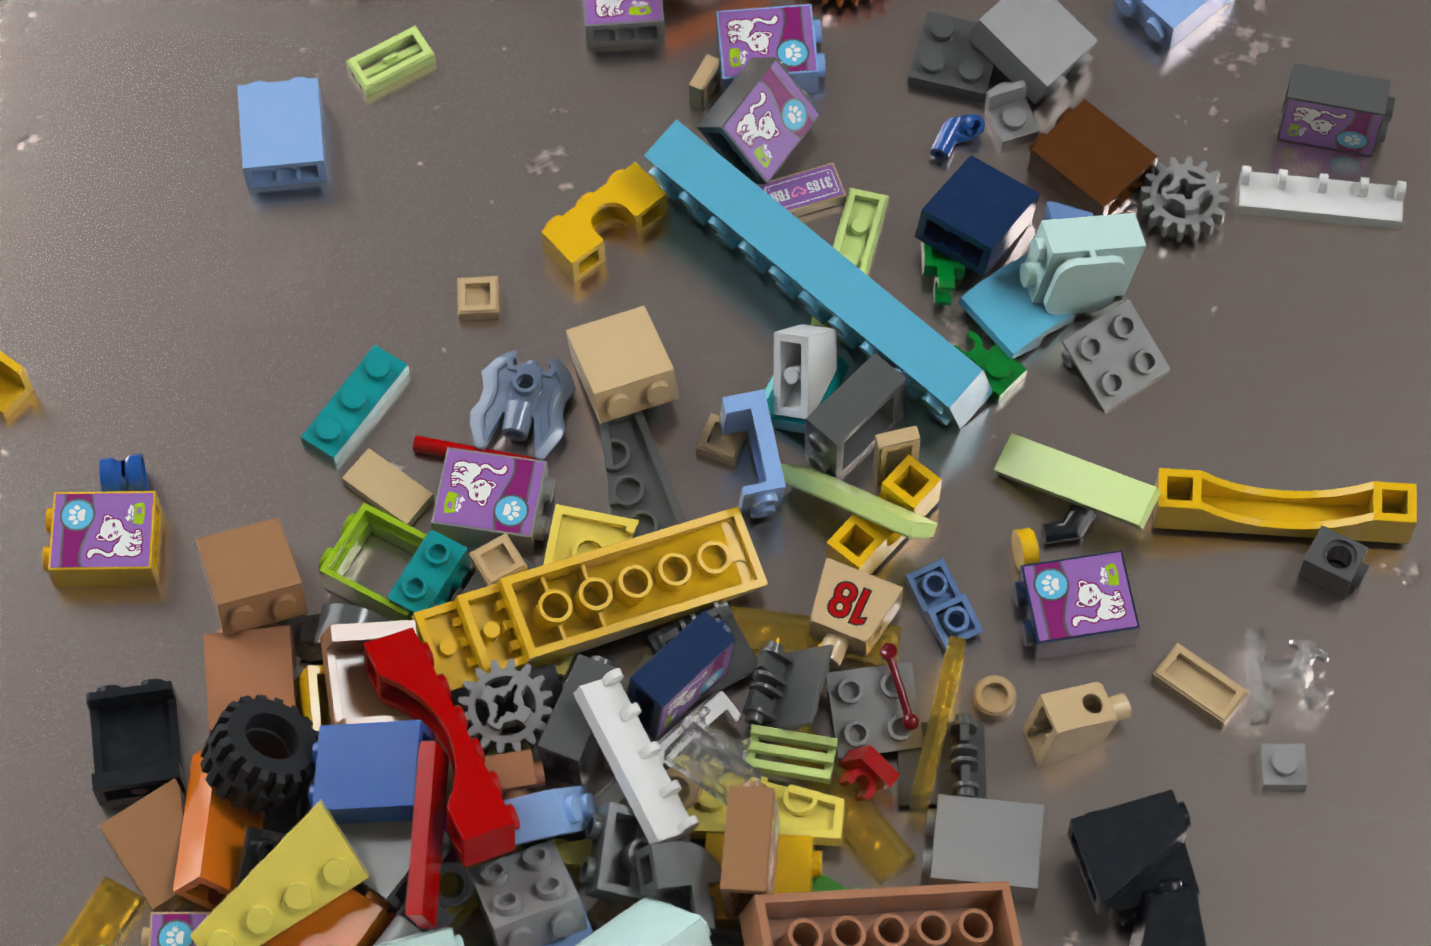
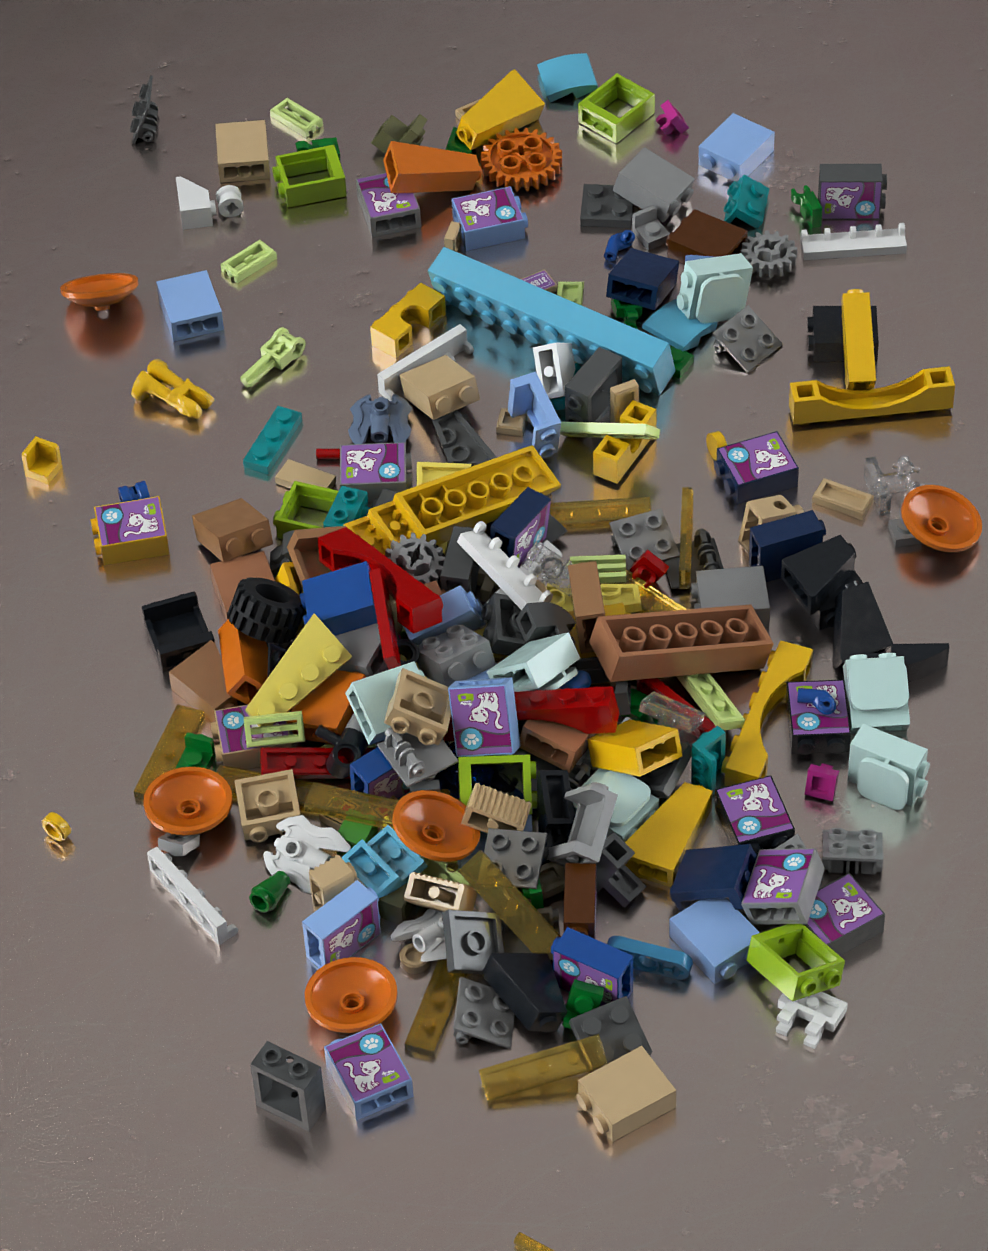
camera: 10 degrees left, 15 degrees down
(152, 78) = (100, 289): none -> orange dish
(229, 305) = (184, 397): none -> yellow piece
(393, 245) = (275, 352): none -> yellowish green connector
(478, 298) = (337, 374): tan tile -> none
(497, 560) = (384, 493): tan tile -> none
(616, 298) = (447, 344): none -> white hinge
(759, 119) = (495, 242): brick -> none
(787, 686) = (586, 535): dark grey hinge -> none
(852, 610) = (617, 488): tan torso -> none
(888, 653) = (646, 503): dark red hinge -> none
(942, 603) = (670, 481): medium blue slope -> none
(994, 698) = (717, 525): tan tile -> none
(1071, 527) = (744, 429): black arm -> none
(1077, 481) = (740, 401): yellowish green tile -> none
(1089, 774) = (781, 539): none -> dark blue brick
(1171, 91) = (746, 201): none -> teal bracket
(1267, 123) = (809, 206): none -> green plate
(1267, 374) = (828, 333): none -> black brick
(1282, 411) = (858, 340): none -> yellow slope
(1330, 546) = (910, 421): dark grey brick -> none
(1358, 755) = (941, 518): none -> orange dish

